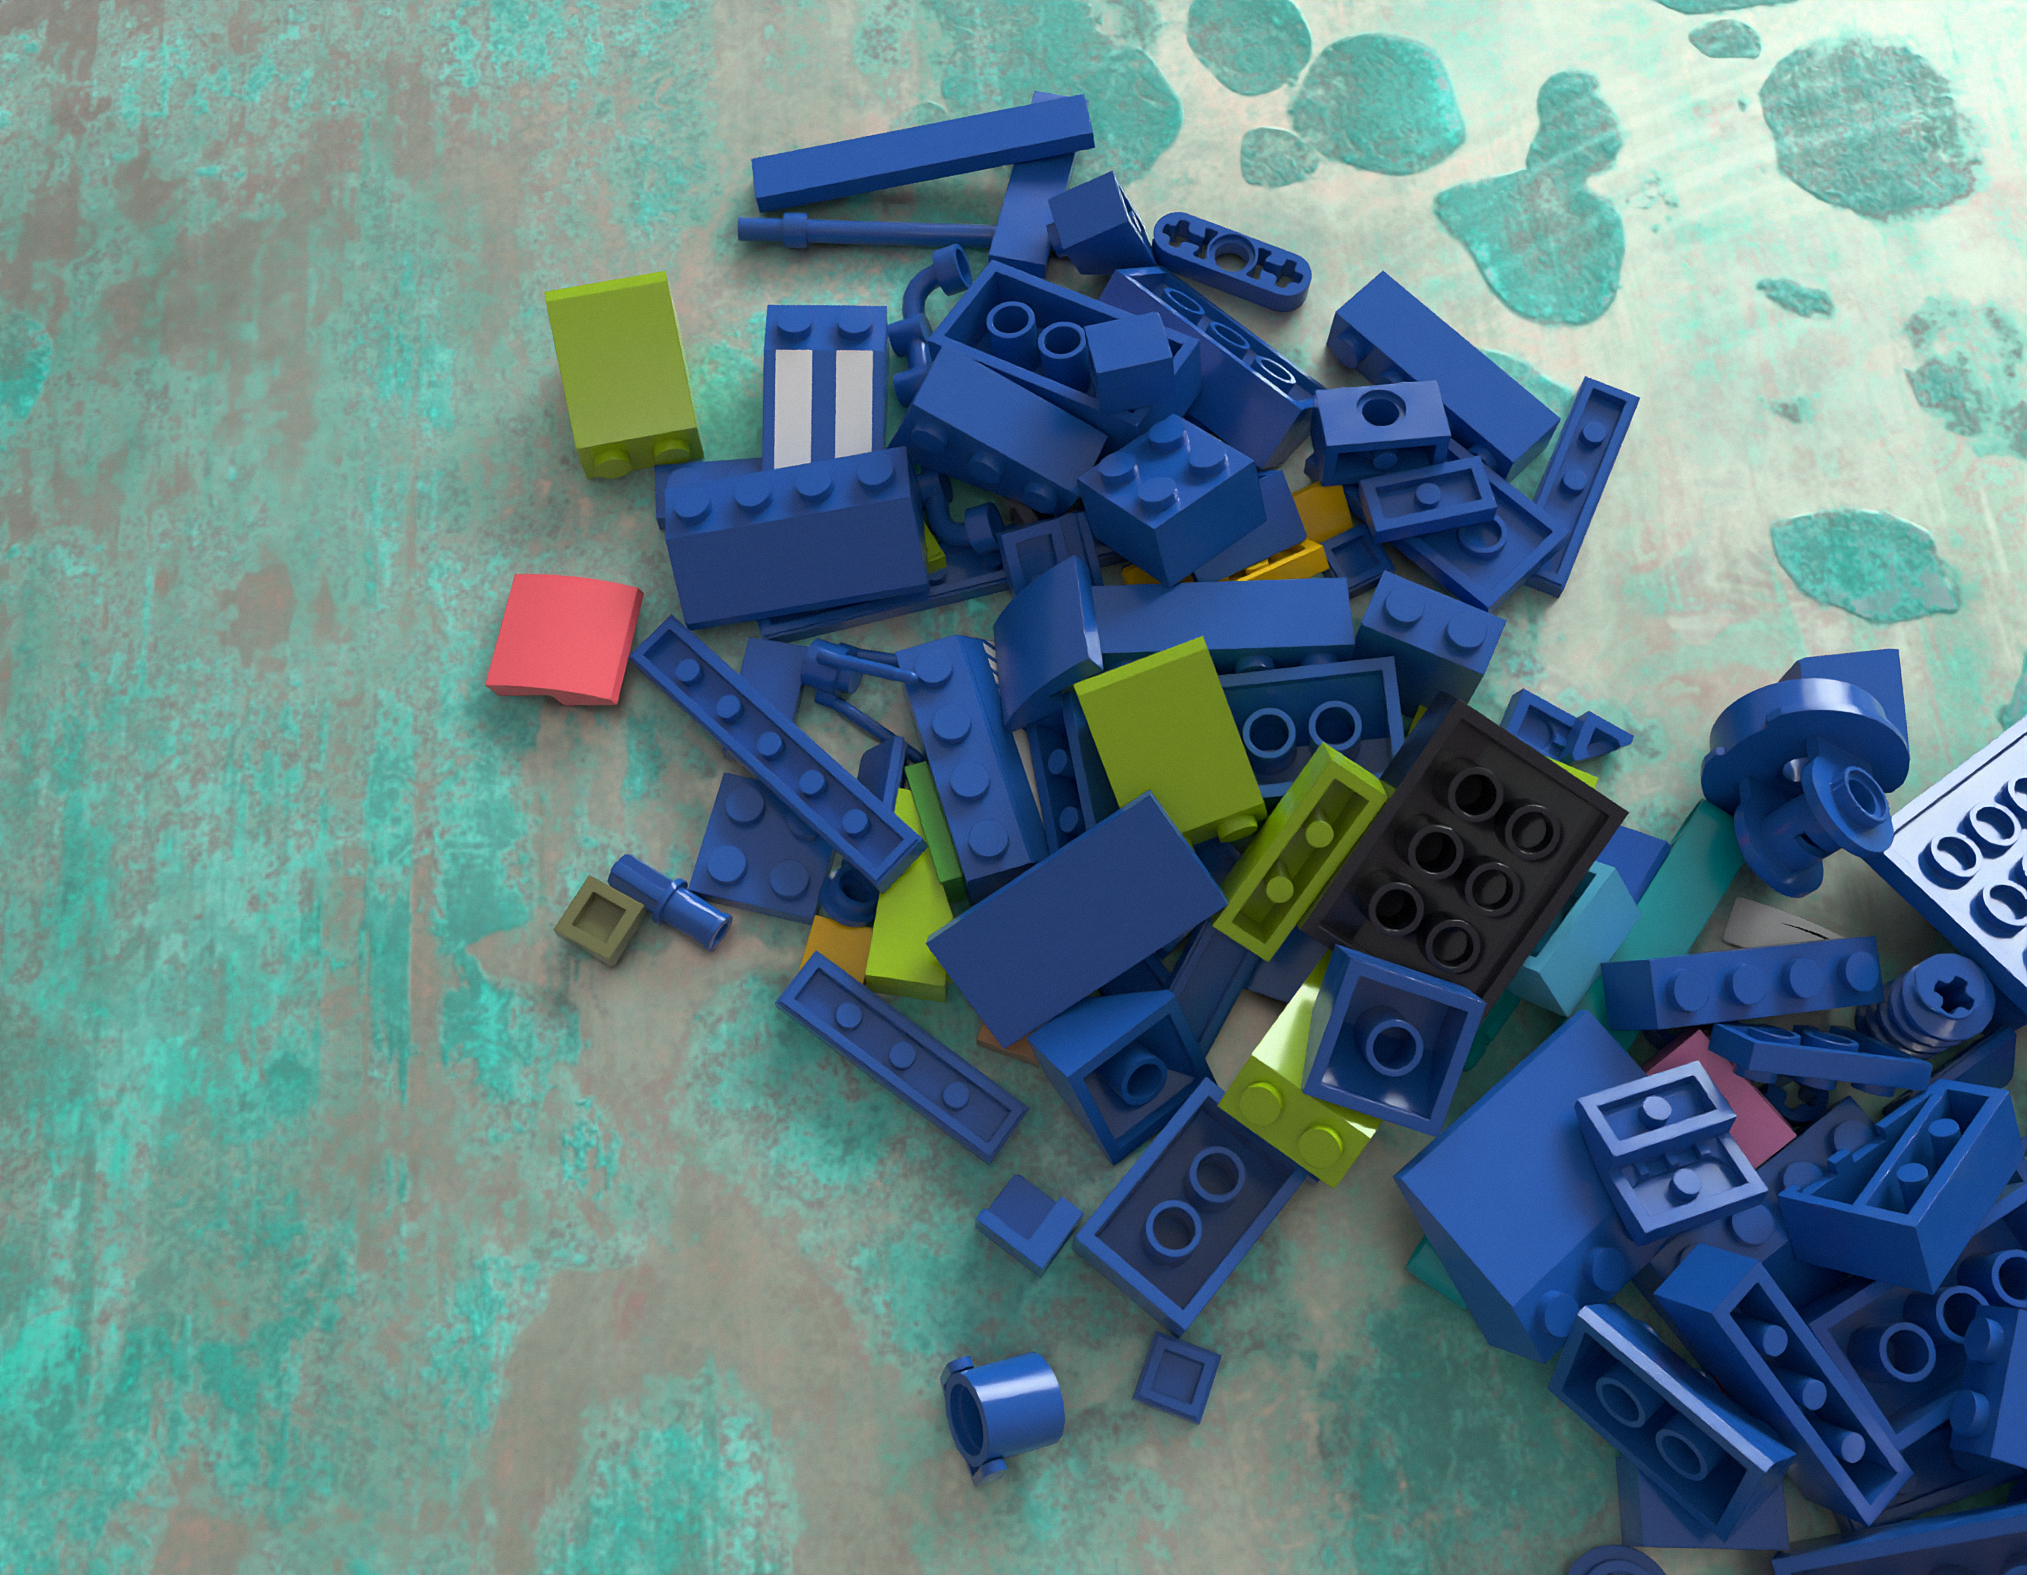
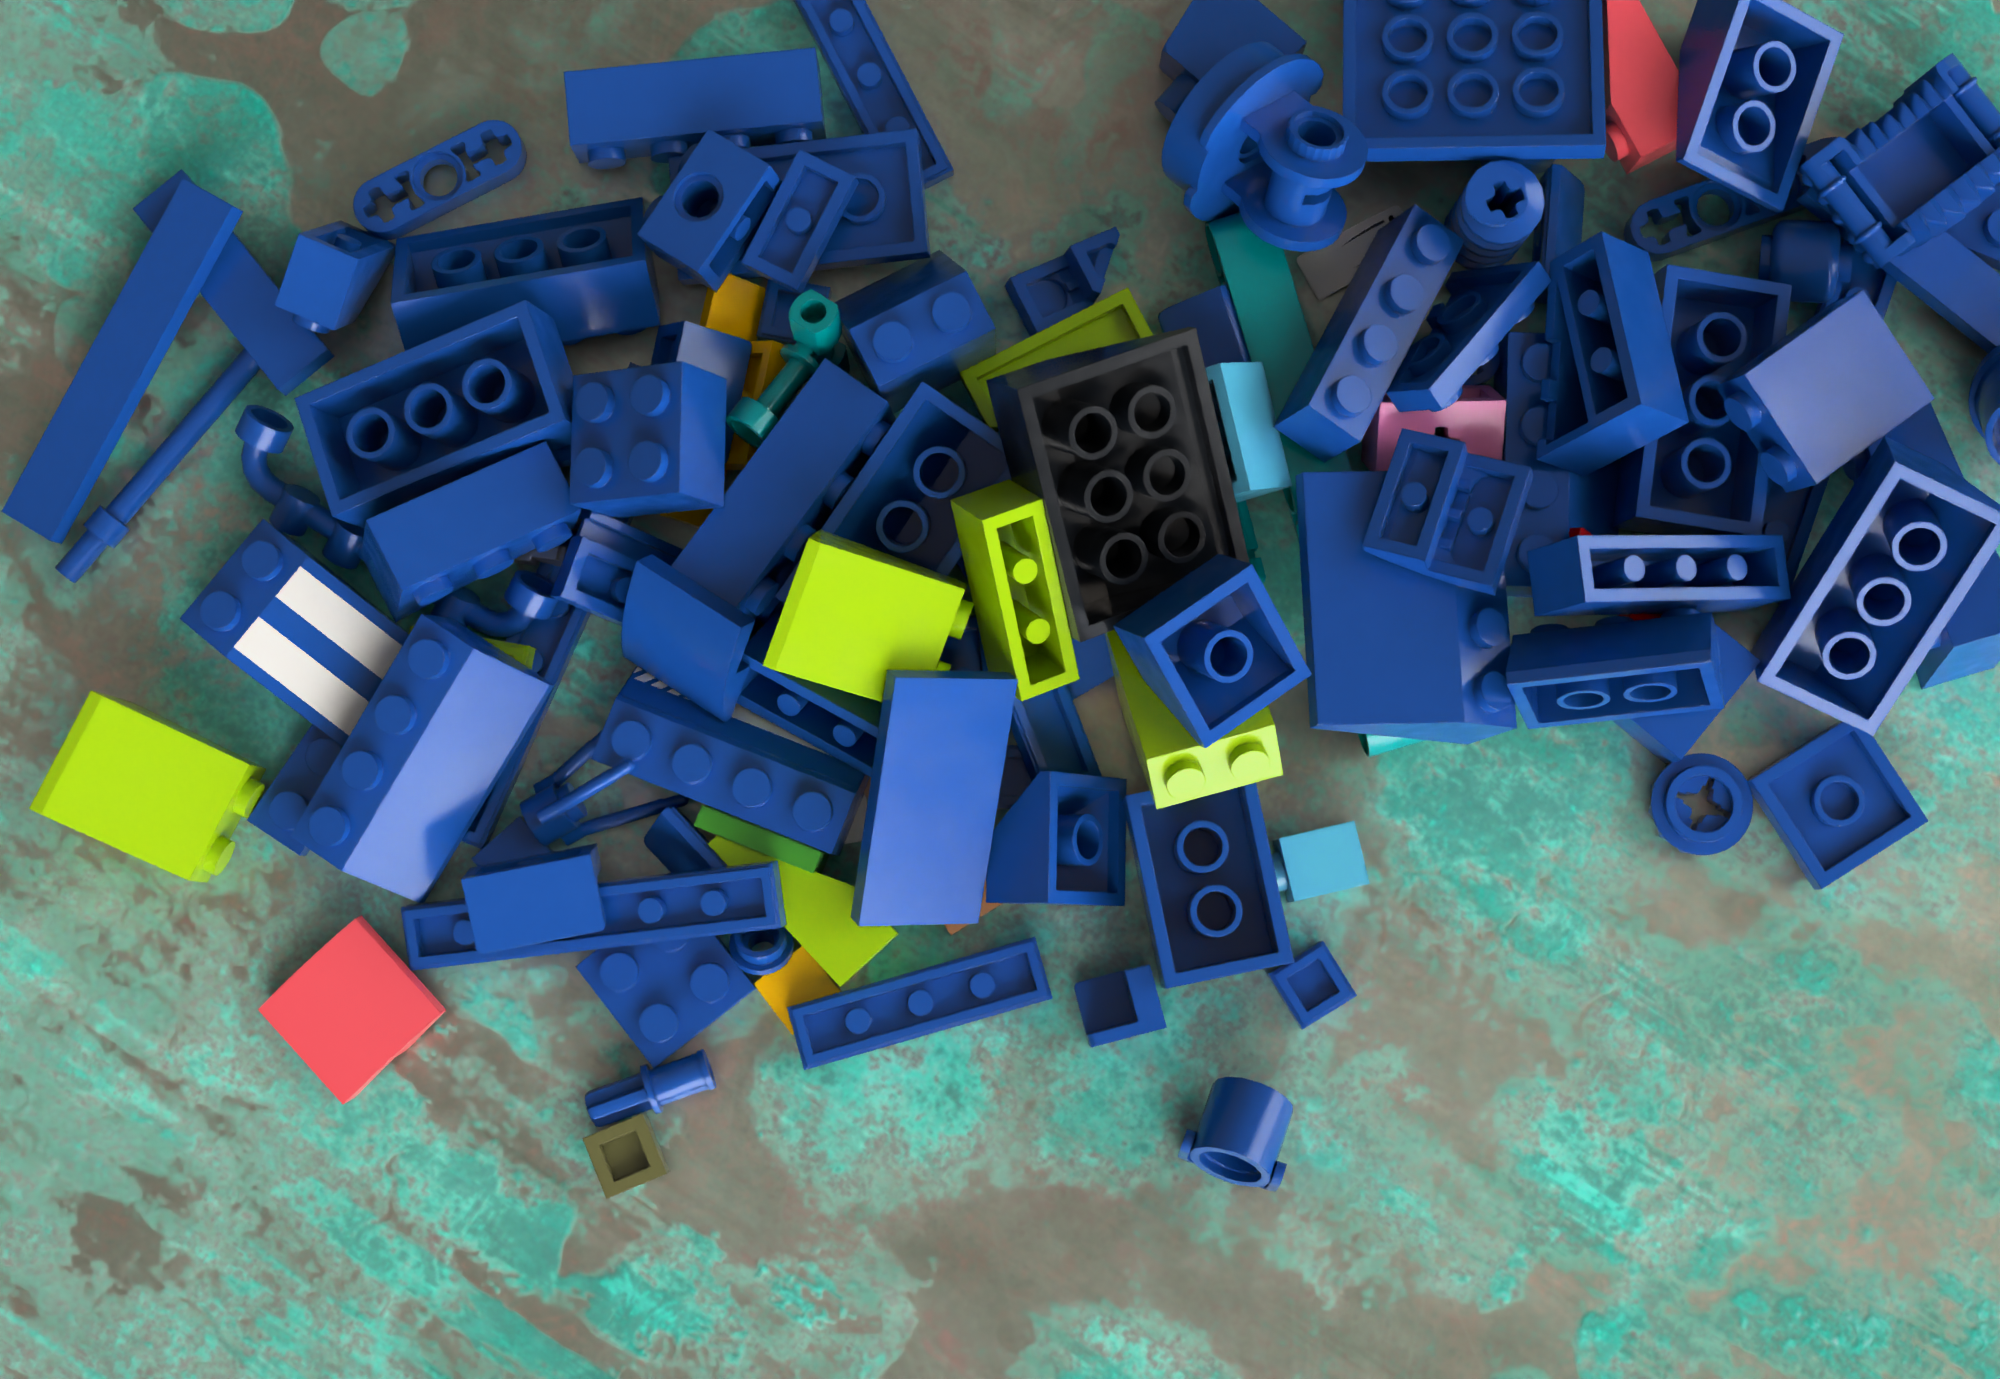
camera: 50 degrees left, 15 degrees up
(752, 694) = (534, 899): none -> blue panel
(1130, 363) = (508, 382): blue panel -> none
(1283, 1295) = (1319, 862): none -> medium azure brick
(1360, 560) = (817, 332): none -> teal bar

